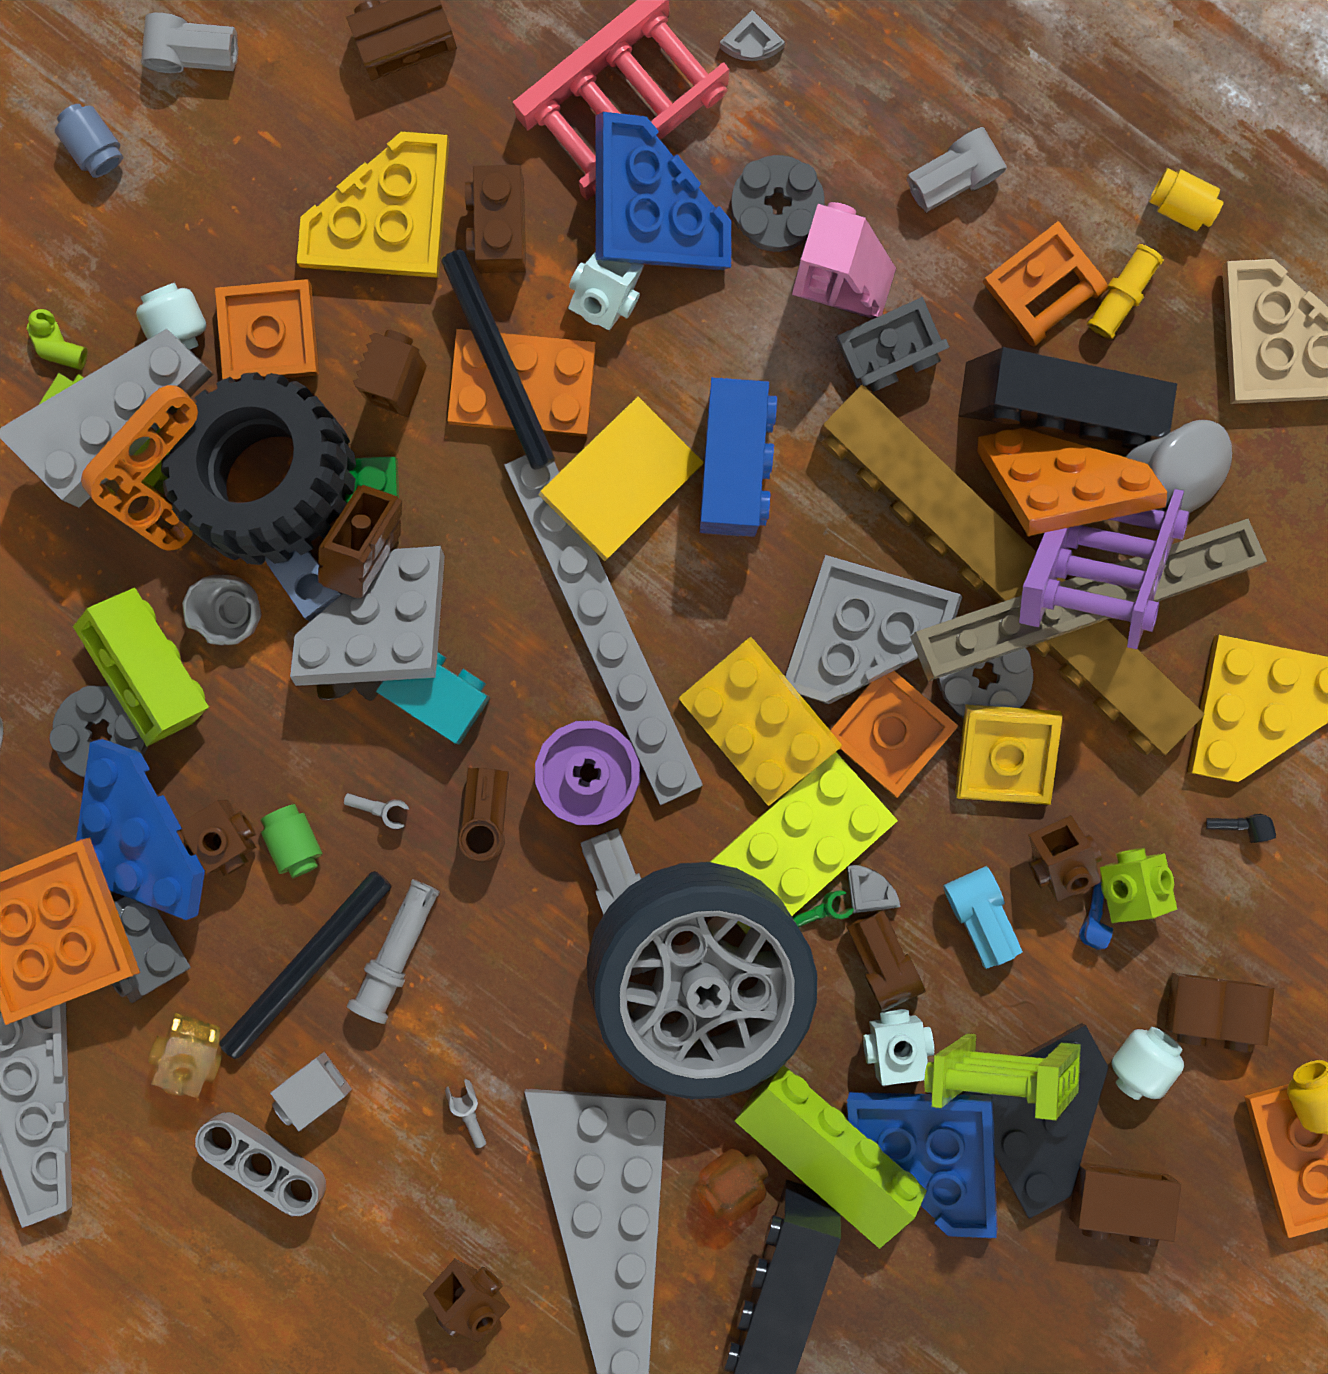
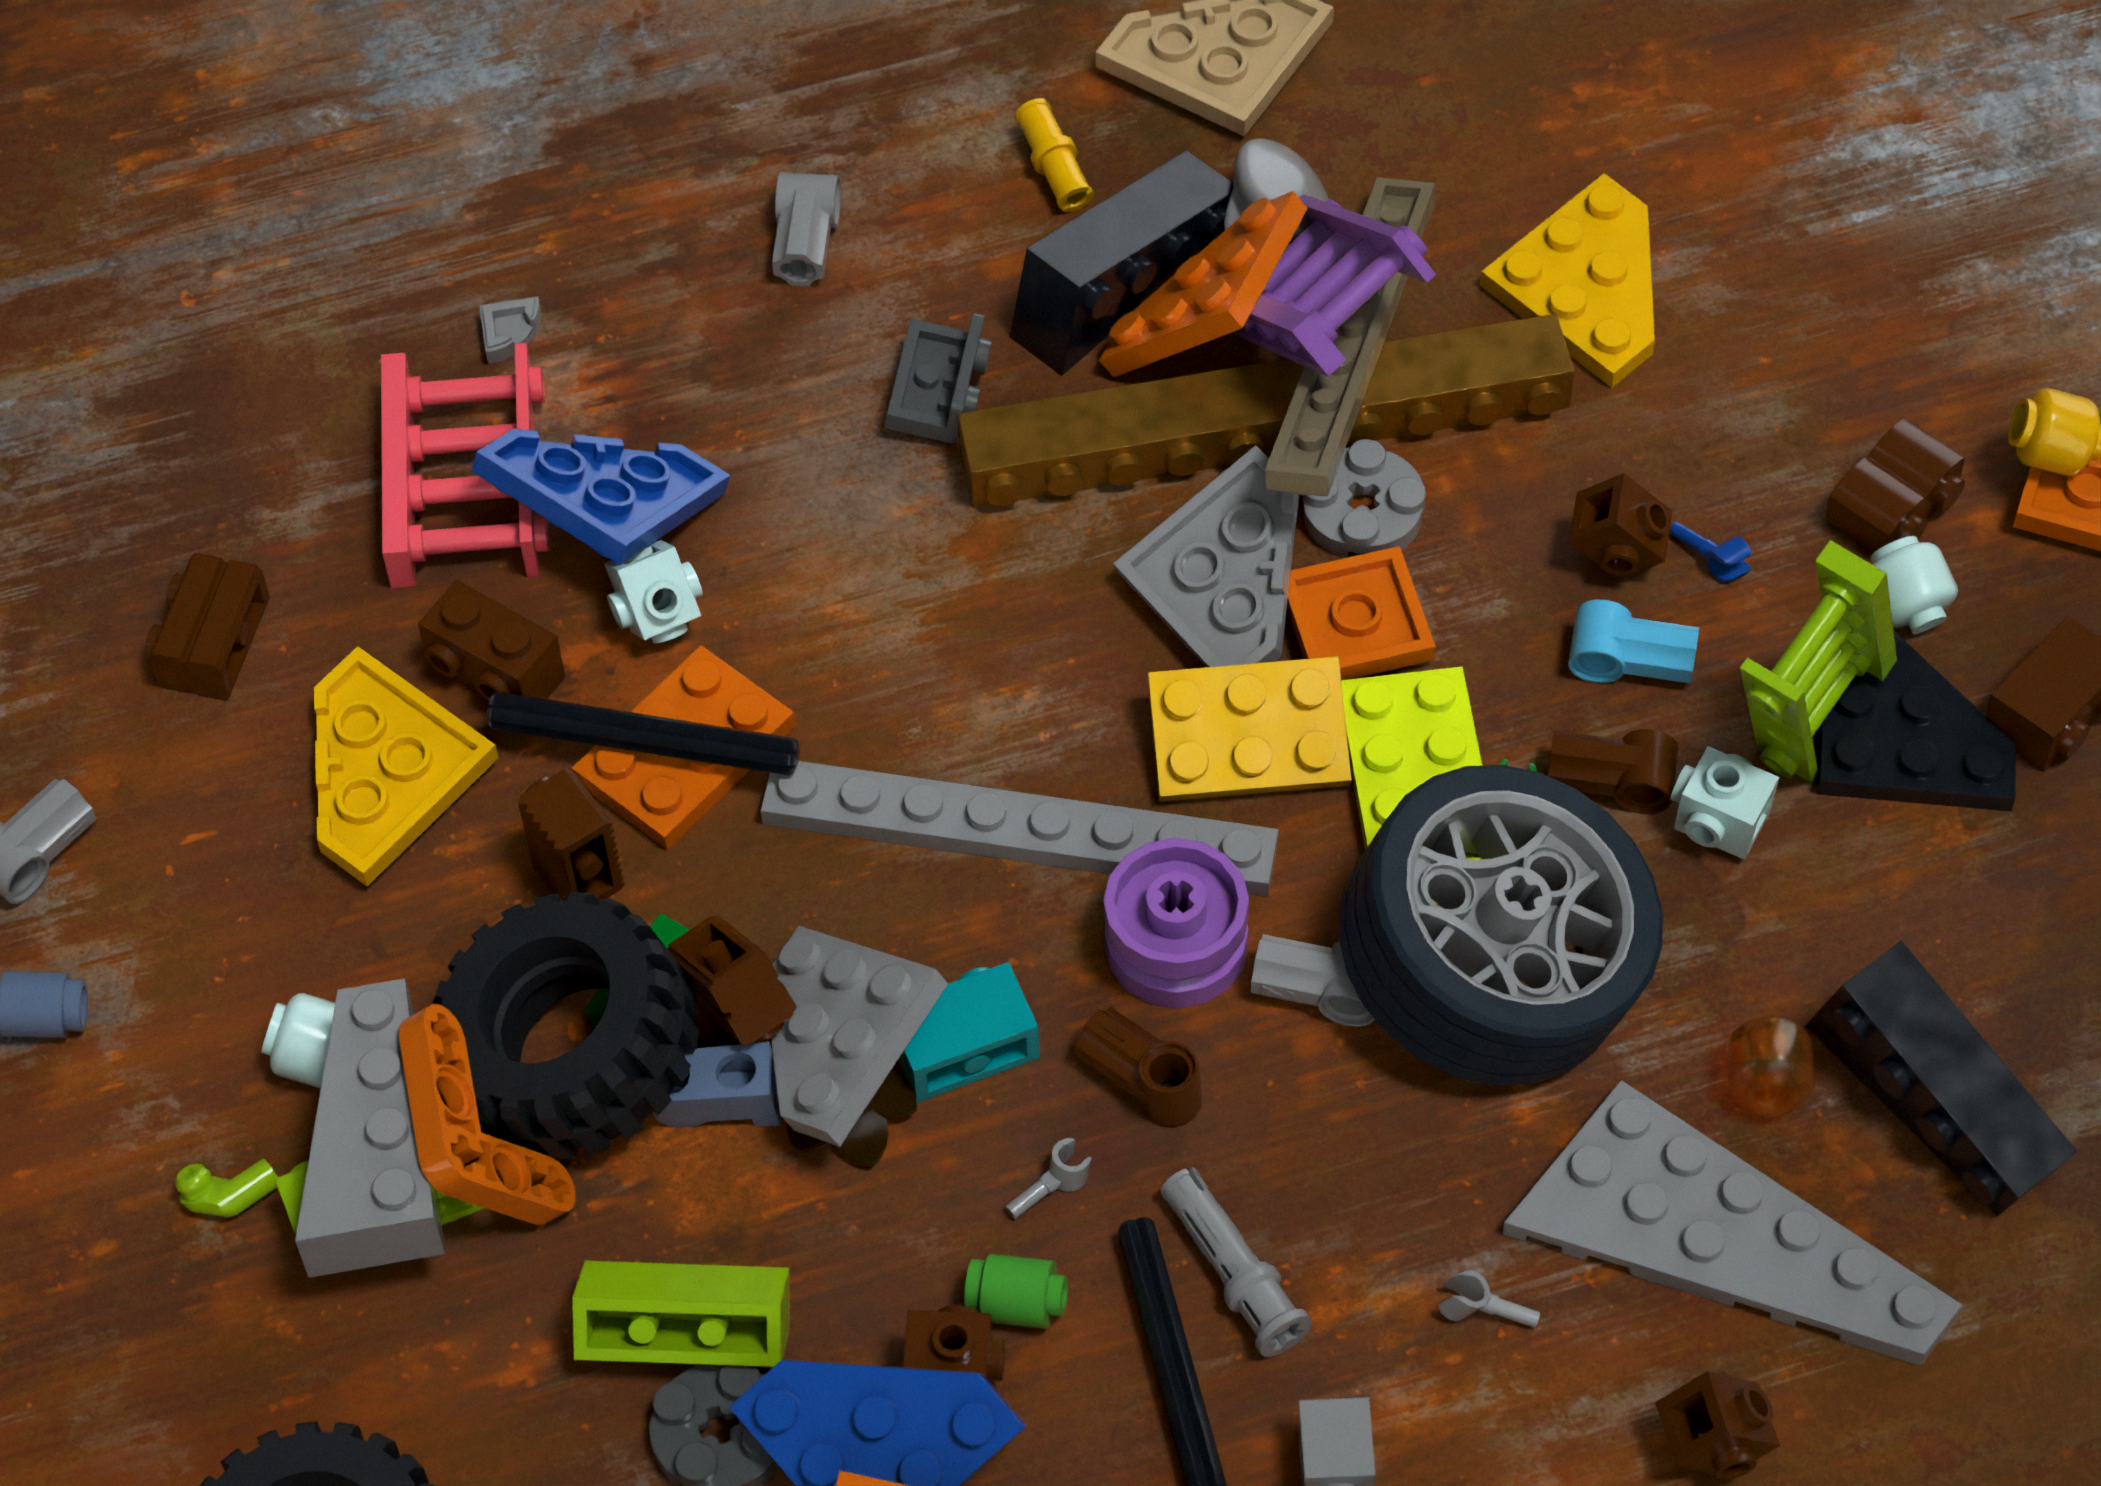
camera: 55 degrees left, 30 degrees down
(222, 609) = (687, 1187): light grey hair -> none
(267, 329) = (401, 937): orange plate -> none
(621, 478) = (871, 703): yellow tile -> none
(737, 457) = (940, 571): blue brick -> none
(760, 181) = (695, 371): dark grey plate -> none
(831, 1156) = (1802, 935): lime brick -> none
(844, 263) = (811, 356): bright pink wedge -> none
(870, 890) = (1521, 742): light grey tile -> none
(943, 1148) = (1874, 842): blue plate -> none
(1008, 754) = (1466, 521): yellow tile -> none
(1037, 270) = (967, 216): orange plate -> none
(1138, 886) = (1722, 474): lime brick -> none
(1186, 199) = (1002, 52): yellow brick -> none
(1259, 826) = (1717, 350): black hand -> none

